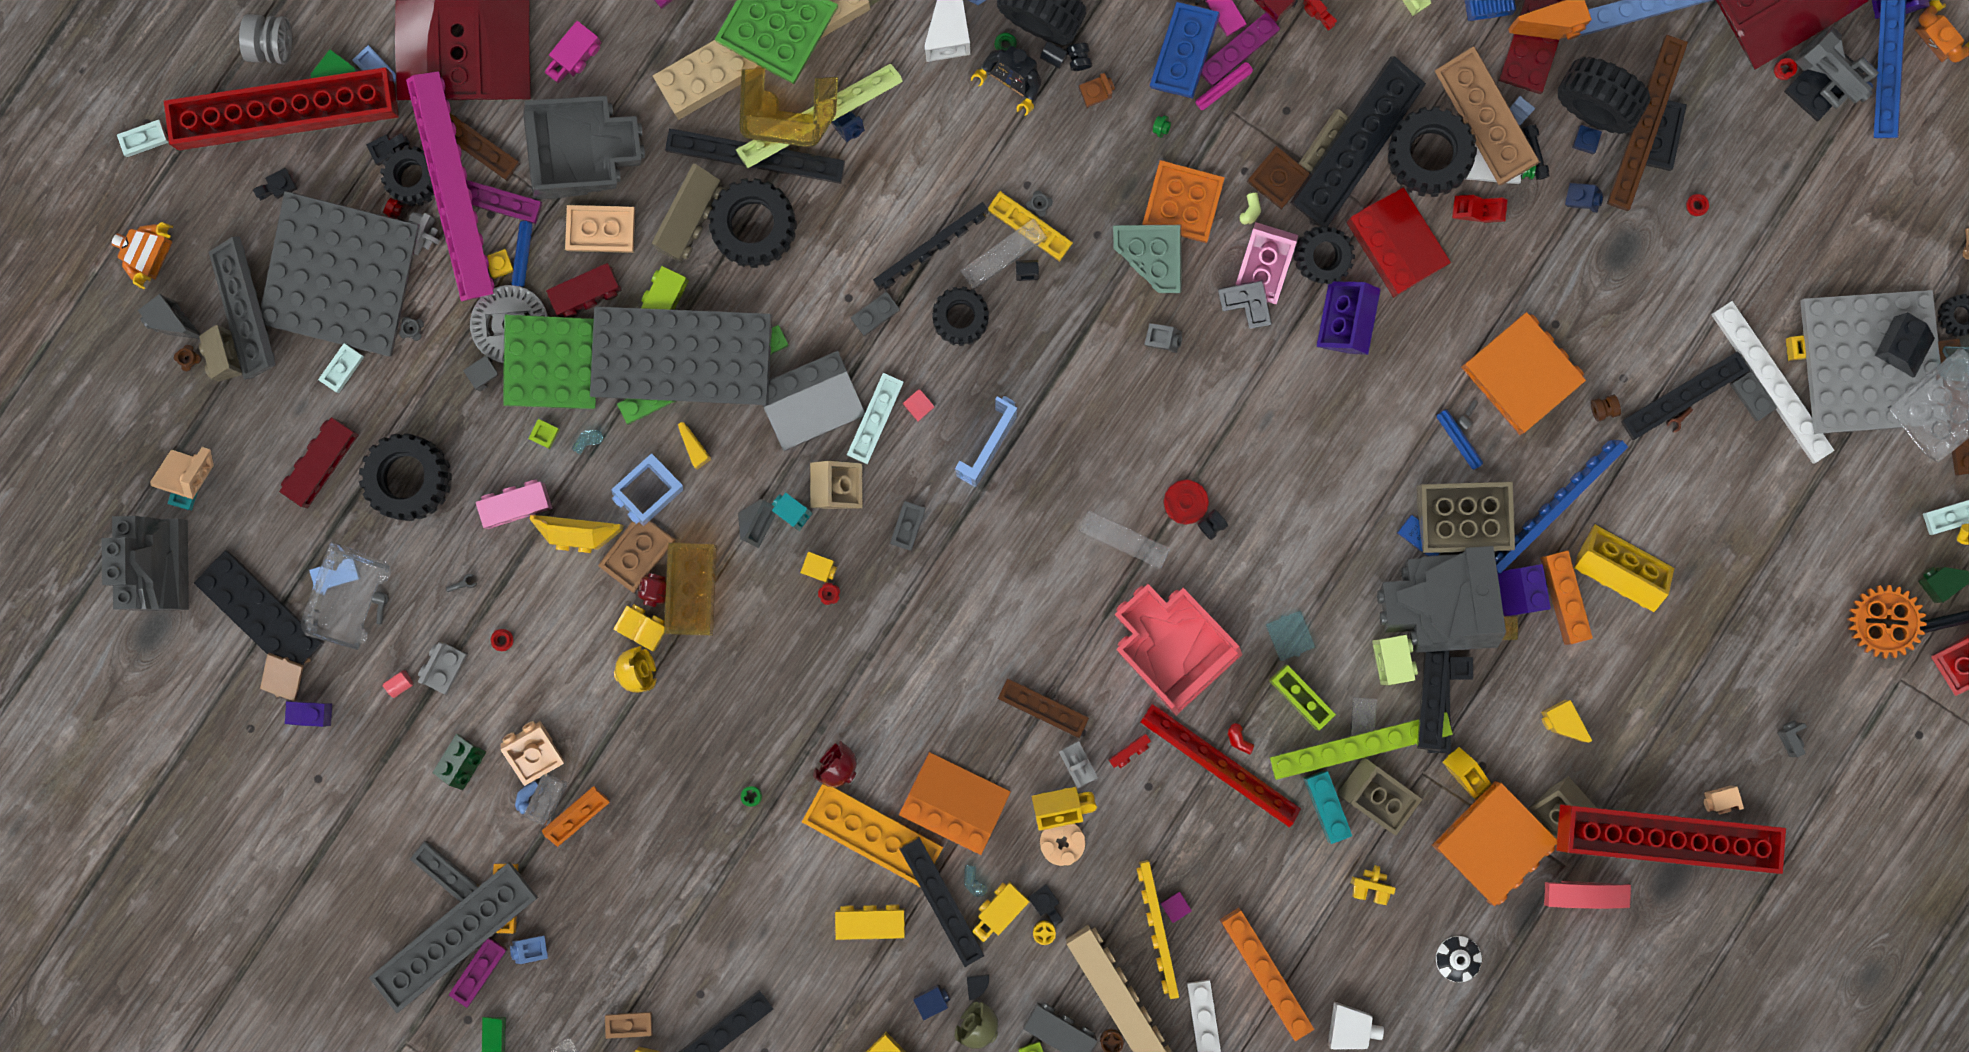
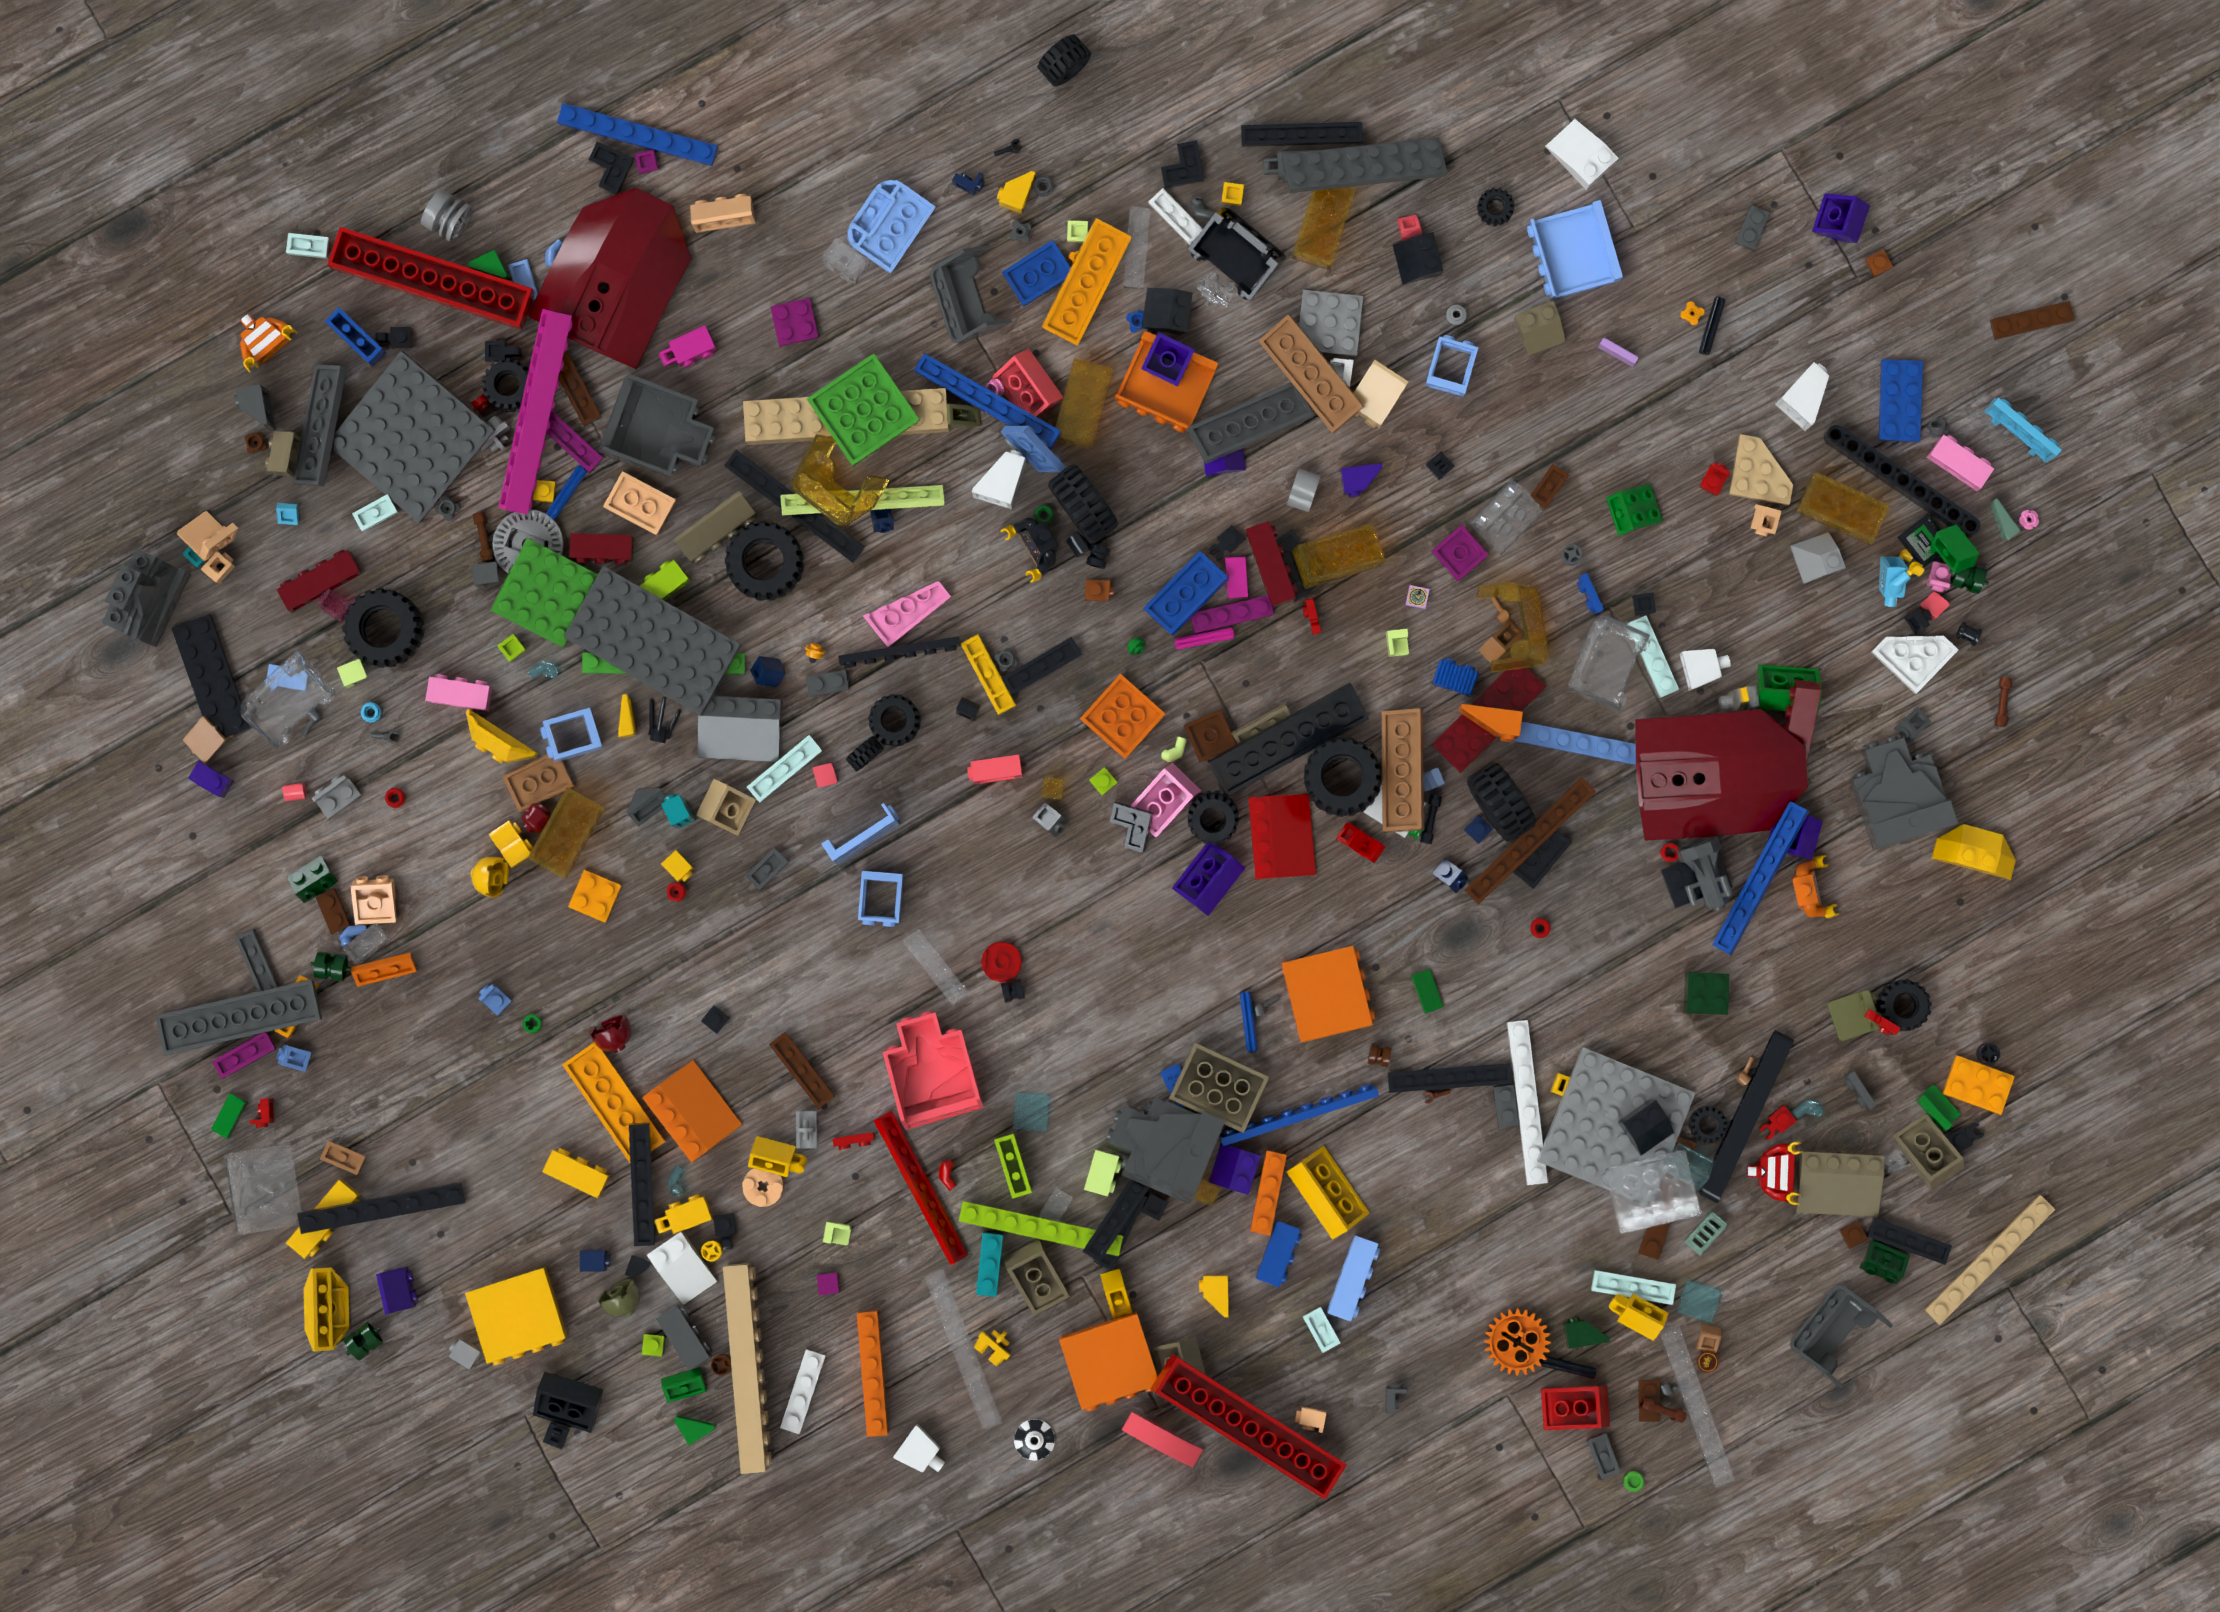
camera: 25 degrees right, 0 degrees up
(203, 499) = (211, 567): none -> light nougat brick
(234, 203) = (355, 336): none -> blue brick
(254, 412) = (287, 513): none -> medium azure plate
(344, 479) = (333, 605): none -> clear pink bracket
(389, 26) = (551, 252): none -> medium blue arm
(396, 537) = (352, 673): none -> yellowish green panel
(428, 567) = (364, 712): none -> medium azure plate
(450, 324) = (480, 520): none -> reddish brown bar
(496, 784) = (333, 911): none -> reddish brown plate
(519, 840) = (330, 966): none -> dark green wheel
(527, 1017) = (266, 1110): none -> red bracket
(701, 790) = (494, 998): none -> medium blue bracket
(733, 445) = (658, 732): none -> black plant
(750, 638) = (595, 896): none -> light orange plate
(810, 331) = (767, 671): none -> dark blue panel
(847, 287) = (814, 651): none -> light orange plate
(915, 211) = (901, 616): none -> bright pink wing
(931, 700) = (715, 1019): none -> black plate
(948, 363) = (864, 753): none -> black tyre
(1003, 254) = (954, 687): clear plate -> none
(1023, 964) = (682, 1267): none -> white slope
(1027, 476) = (886, 877): none -> light blue window
(1078, 191) = (1041, 666): none -> black plate
(1086, 314) = (995, 769): none -> coral window
(1150, 306) = (1052, 788): none -> clear yellow plate
(1153, 253) = (1076, 746): sand green plate -> none
(1159, 939) = (801, 1302): yellow plate -> none
(1160, 852) = (837, 1233): none -> yellowish green panel
(1196, 275) = (1103, 781): none -> lime plate
(1343, 905) = (963, 1349): none -> clear plate
(1607, 654) = (1279, 1254): none -> blue brick
(1618, 322) = (1426, 991): none -> green slope
(1687, 706) = (1321, 1329): none -> light aqua plate
(1692, 640) = (1352, 1278): none -> light blue brick
(1894, 187) = (1706, 993): none -> dark green brick

